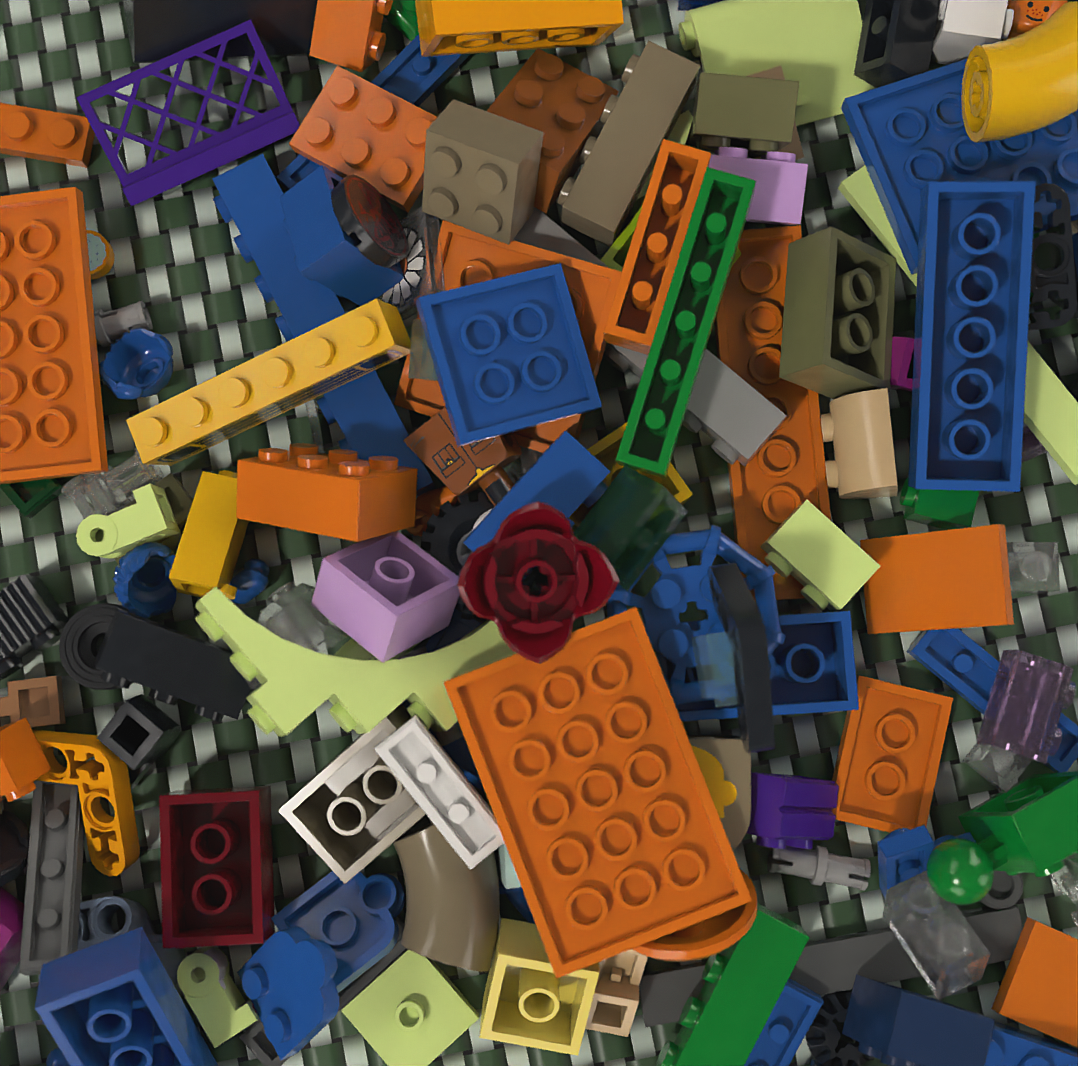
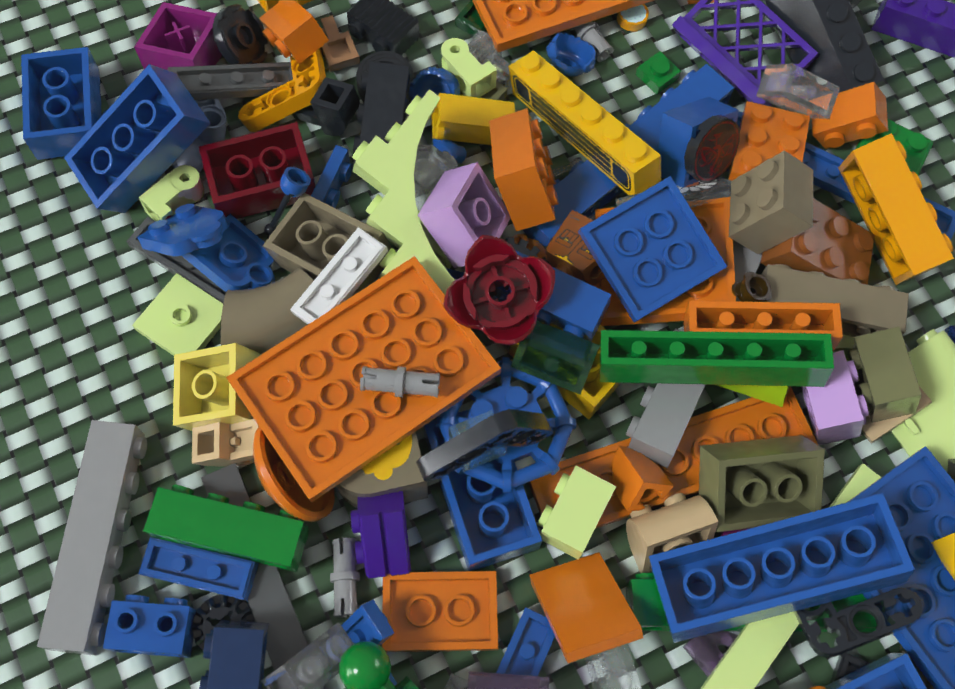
camera: 70 degrees right, 15 degrees down
(195, 248) = (658, 72): none -> green plate
(240, 750) = (334, 174): none -> blue plate
(272, 828) = (293, 183): none -> blue hinge
(303, 70) = (798, 90): none -> clear brick
(602, 230) = (752, 288): none -> dark brown plate
(628, 747) = (400, 381): none -> light grey pin
(792, 466) = (637, 479): none -> orange brick

